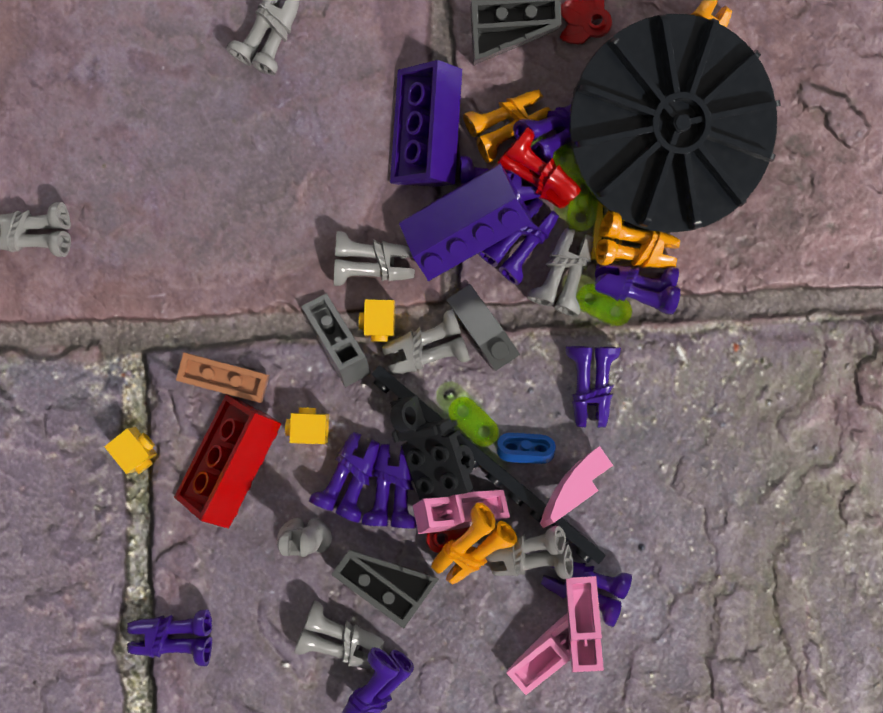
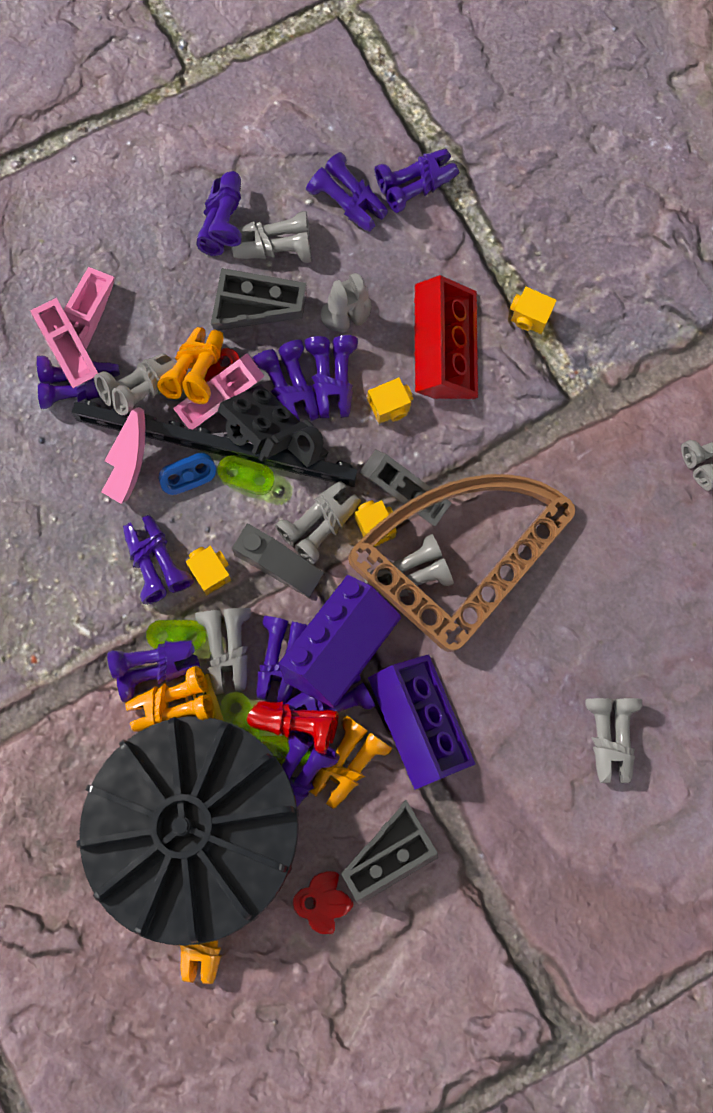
camera: 145 degrees right, 10 degrees down
(222, 377) = (487, 408): nougat plate -> none
(246, 637) = (354, 206): none -> dark purple piece
(299, 218) = (422, 602): none -> medium nougat beam
(547, 350) = (208, 569): none -> yellow brick

